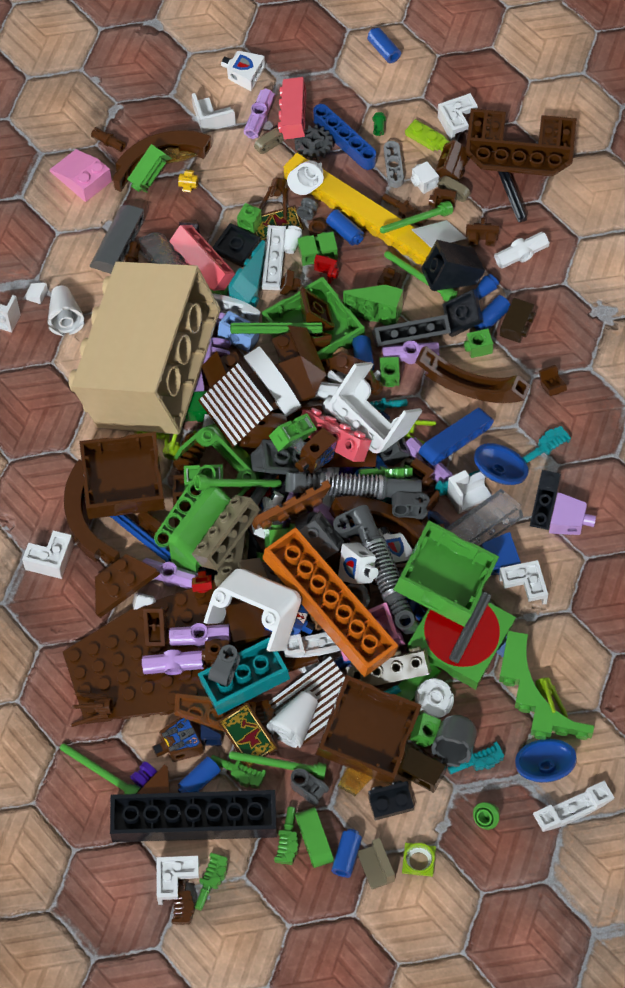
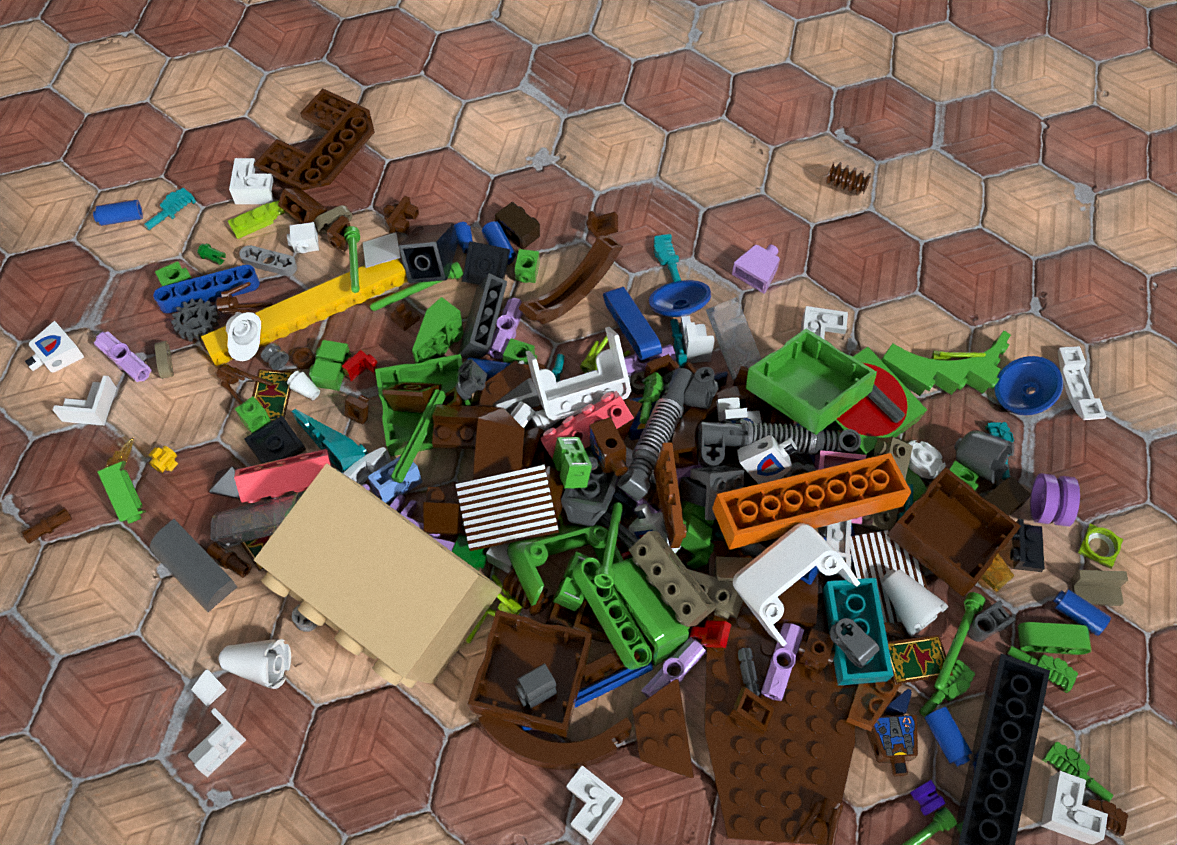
camera: 70 degrees left, 0 degrees up
(82, 174) = (74, 572): bright pink slope -> none
(109, 478) = (535, 686): none -> dark grey brick
(142, 600) = (697, 715): white slope -> none
(158, 783) = (949, 786): reddish brown slope -> none
(172, 662) = (804, 706): lavender piece -> none
(182, 139) = (90, 487): reddish brown arch -> none
(184, 617) = (748, 670): none -> dark grey axle
(273, 258) = (289, 400): white tile -> none
(273, 381) = (489, 458): white slope -> none
(292, 108) = (142, 318): coral brick -> none
(337, 156) = (229, 304): none -> reddish brown plant
(340, 341) = (470, 379): none -> dark grey piece
(343, 109) = (172, 274): none -> bright green brick
(345, 227) = (320, 330): blue brick -> none
(399, 531) = (730, 409): none -> white bracket
(405, 208) = (330, 270): reddish brown piece -> none
(410, 75) = (174, 203): none -> teal piece
(437, 803) = (1054, 500): none -> medium lavender wheel
(486, 815) = (1072, 461): bright green cone -> none
(504, 548) = (775, 334): blue torso -> none
(513, 196) = (371, 176): black axle -> none
(521, 250) = (438, 192): white piece -> none
(545, 499) = (729, 277): black slope -> none

